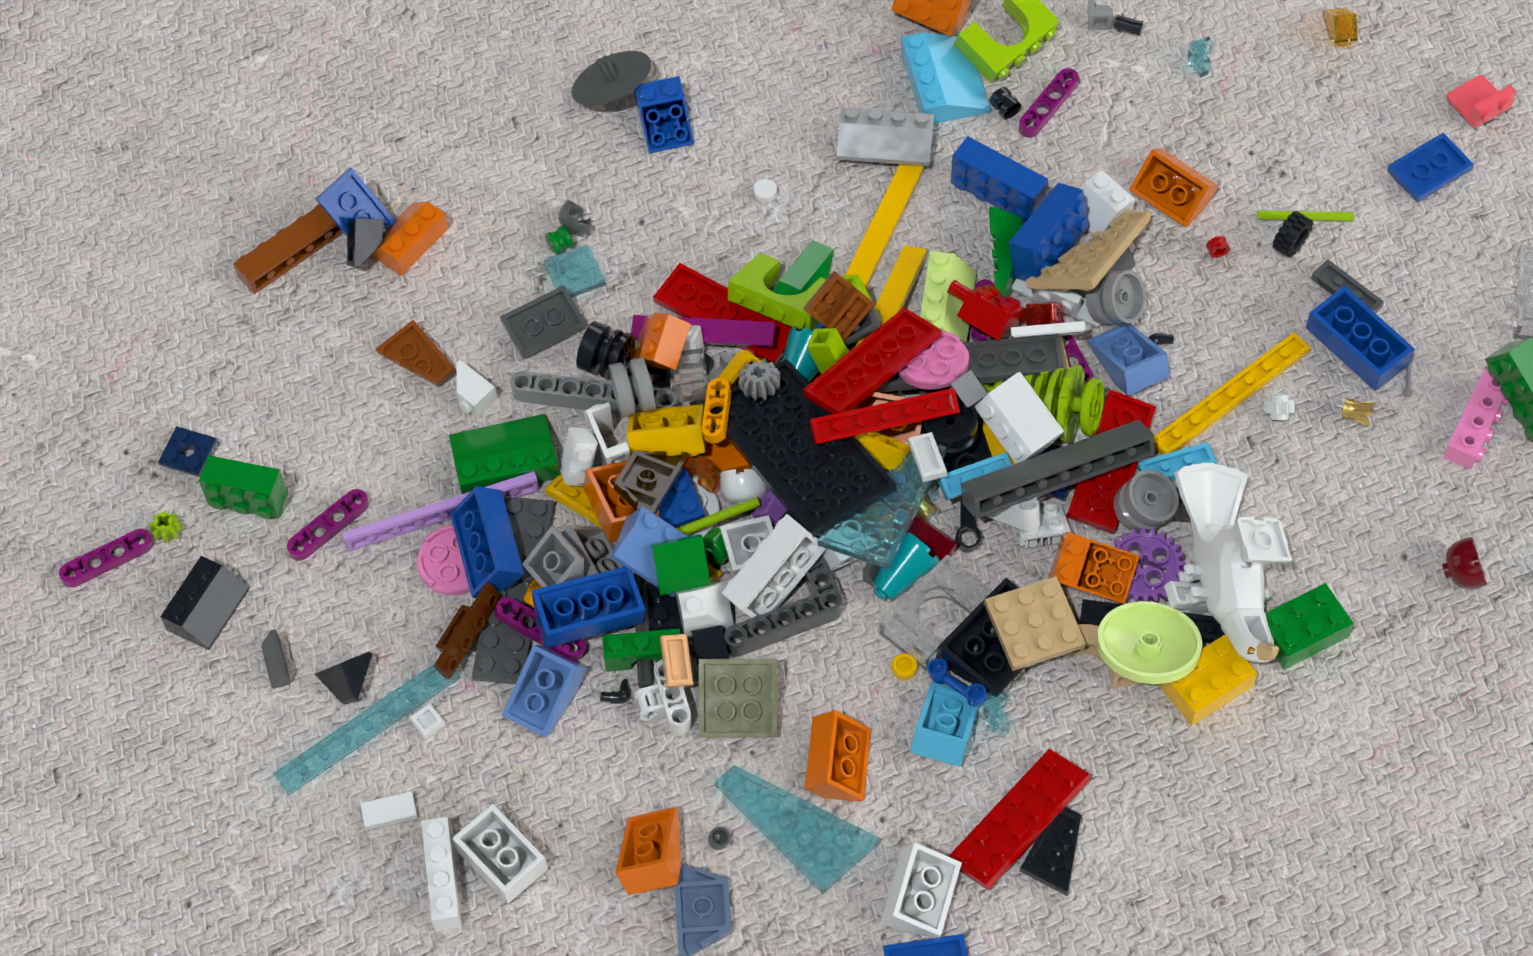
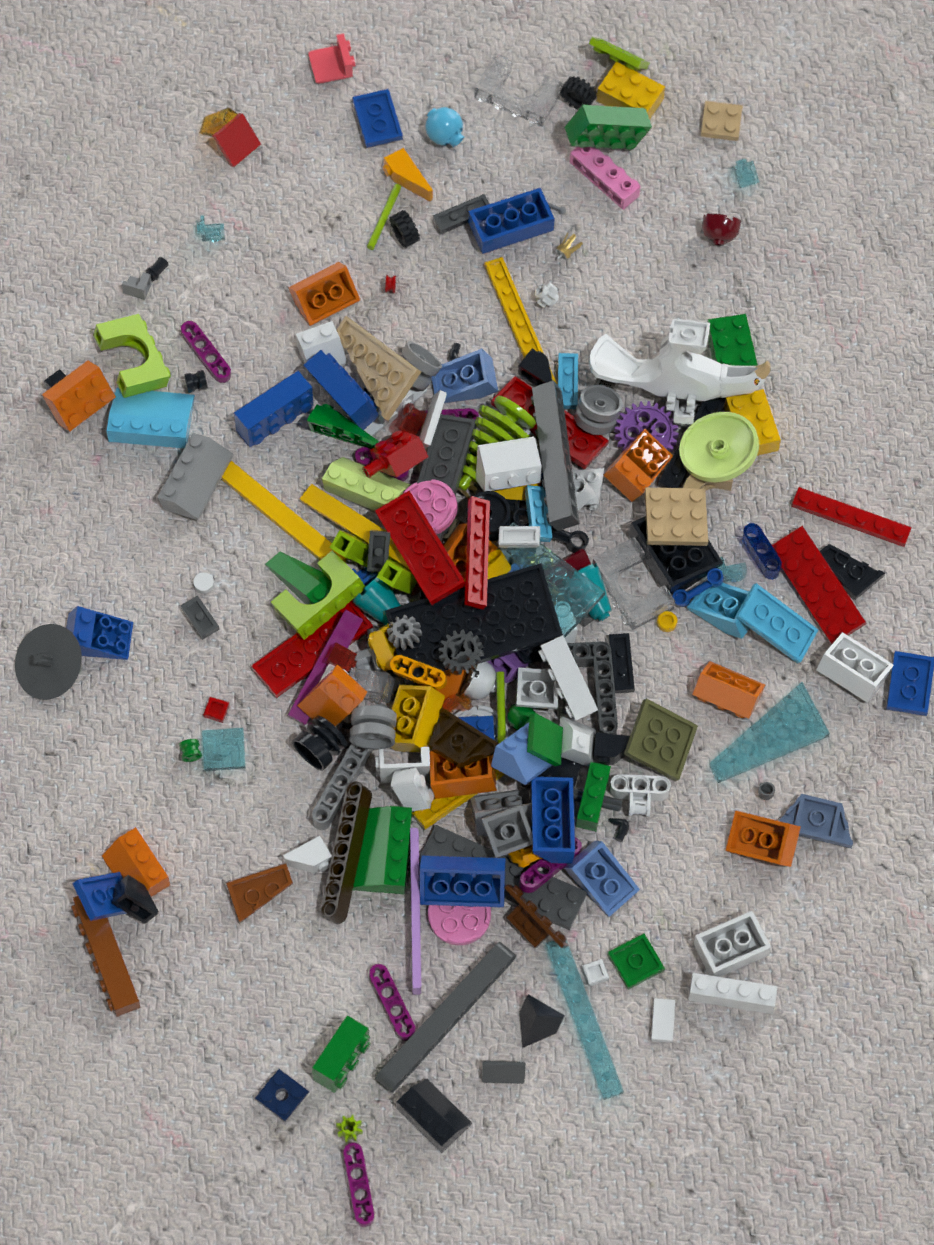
camera: 75 degrees left, 5 degrees up
(325, 581) = (445, 1017): none -> dark grey beam
(454, 760) = (636, 961): none -> green tile
(485, 420) = (346, 852): none -> dark brown beam
(543, 322) = (267, 784): dark grey plate -> none
(572, 218) = (179, 733): dark grey hair -> none
(618, 251) = (216, 709): none -> red tile
(676, 661) = (620, 771): light nougat tile -> none
(712, 336) = (340, 656): none -> clear red brick
(720, 199) = (200, 617): none -> dark grey plate
(751, 439) = (465, 659): none -> dark grey gear
(827, 631) = (622, 663): none -> black plate
(839, 305) = (362, 553): dark orange slope -> none
(941, 781) = (776, 623): none -> medium azure tile
(968, 389) = (469, 487): light grey panel -> none
(1041, 730) = (761, 559): none -> clear blue beam
(1133, 835) = (851, 517): none -> red plate
(1172, 423) = (535, 368): none -> black slope
(1324, 40) = (236, 140): none -> red tile
(1374, 211) = (405, 173): none -> light orange slope
(1450, 231) = (444, 126): none -> medium azure brick

